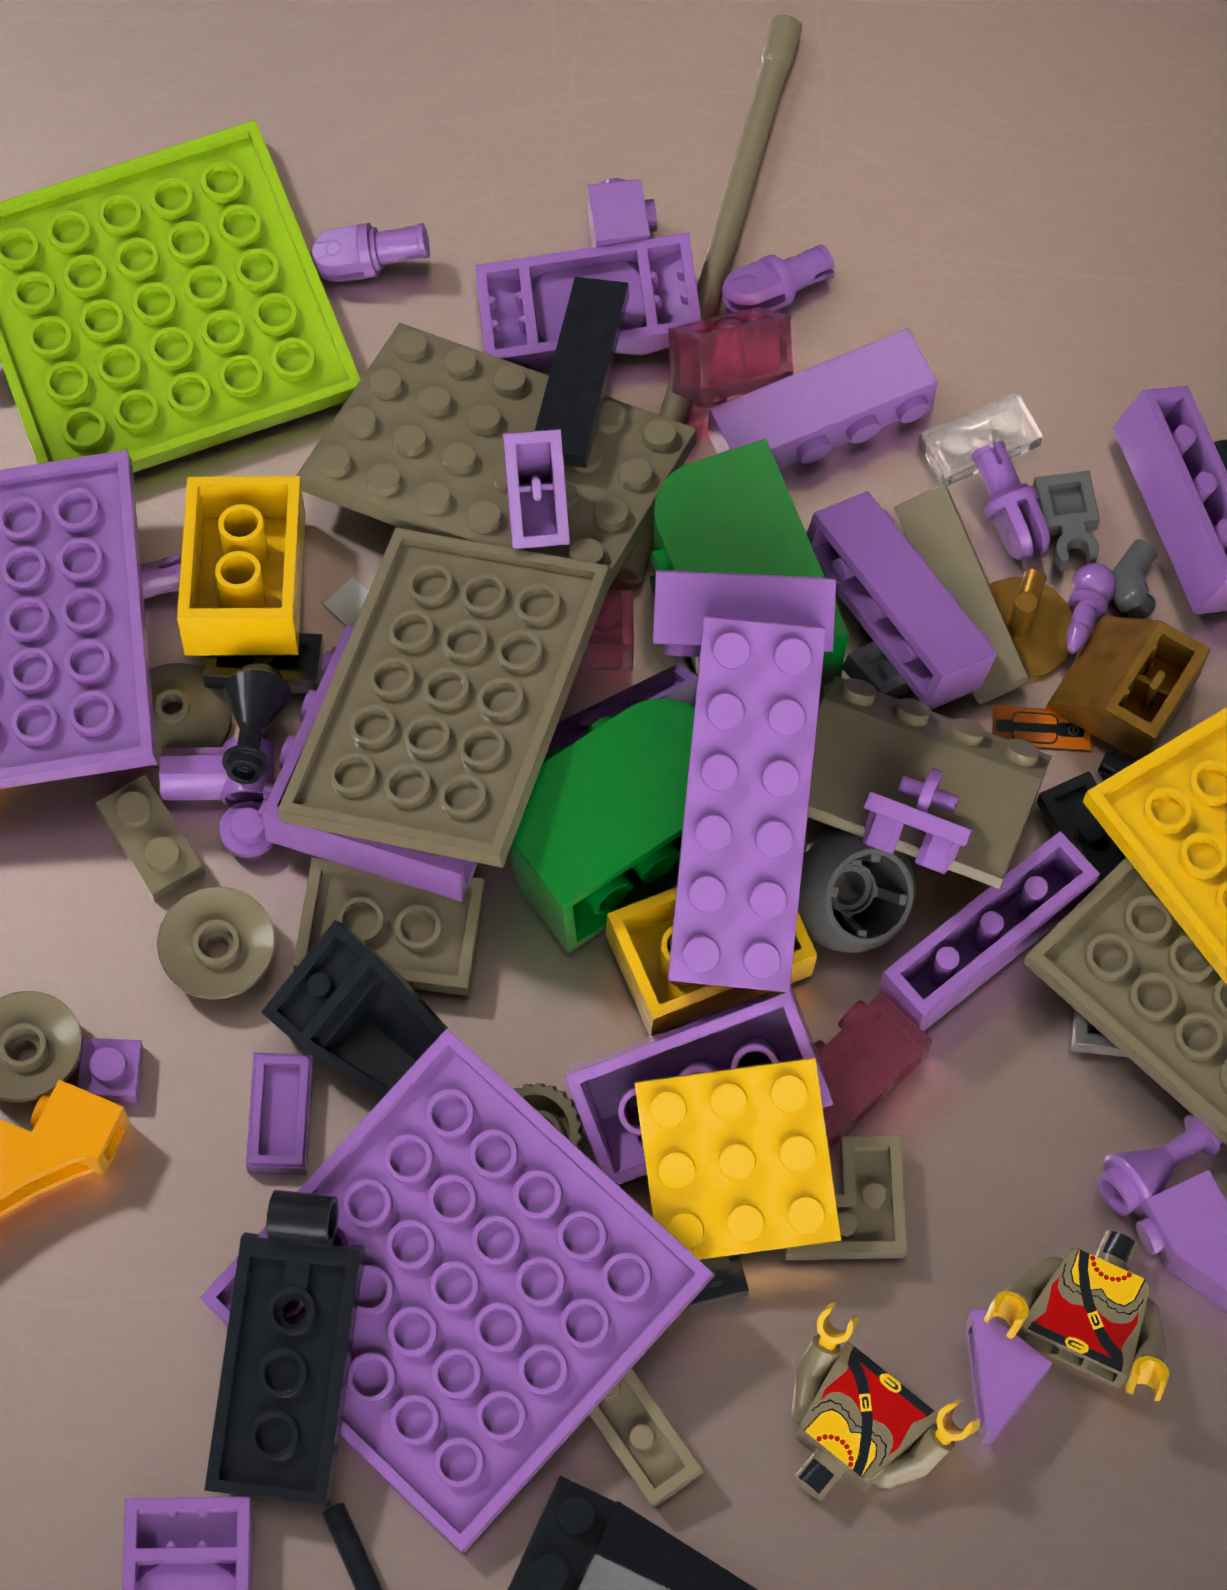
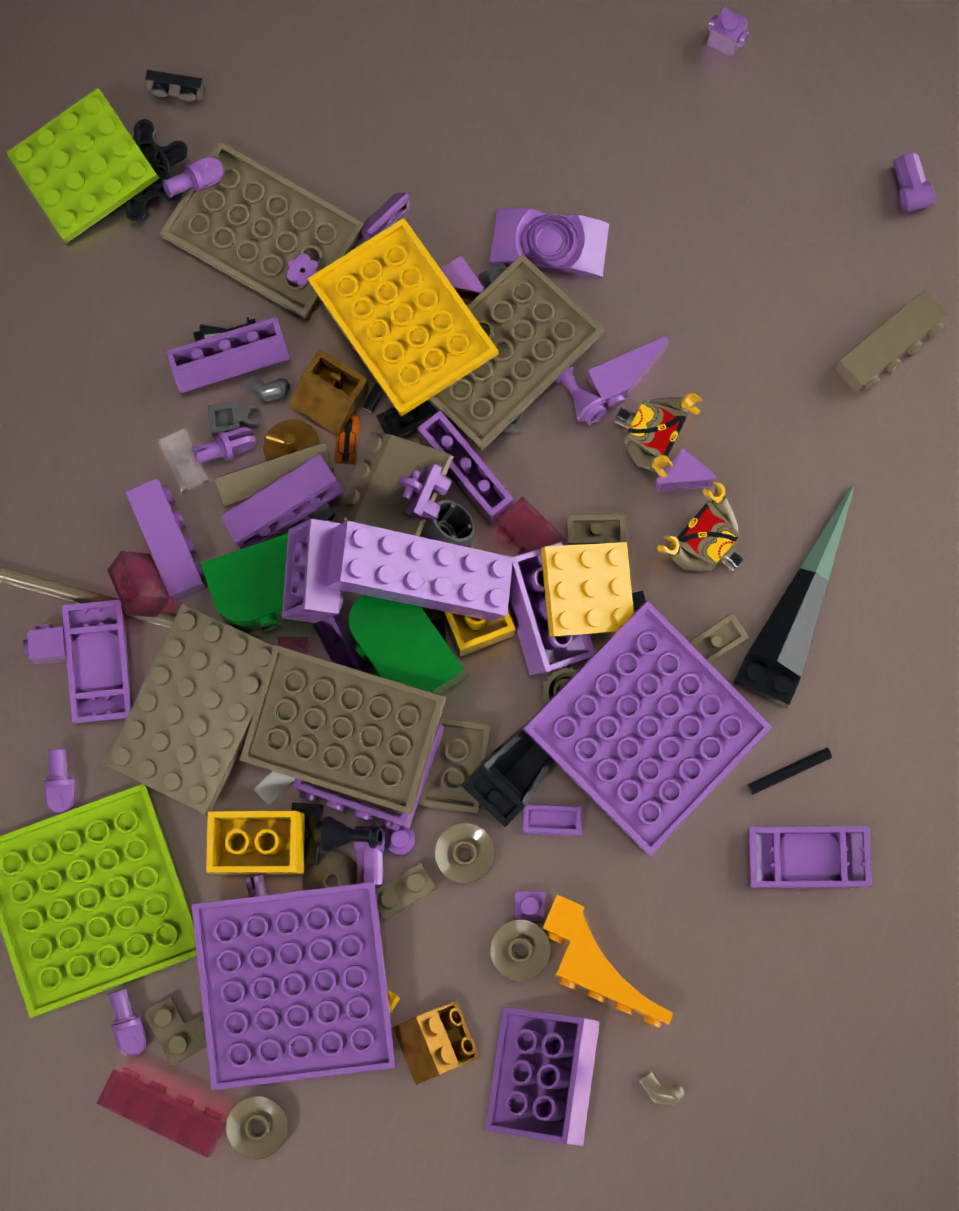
camera: 90 degrees left, 10 degrees up
(280, 1379) = (693, 812): black hinge -> none
(536, 488) = (231, 681): medium lavender slope -> none
(583, 365) = (149, 662): black tile -> none
(774, 281) = (88, 563): medium lavender arm -> none
(1092, 590) = (271, 408): medium lavender bar -> none

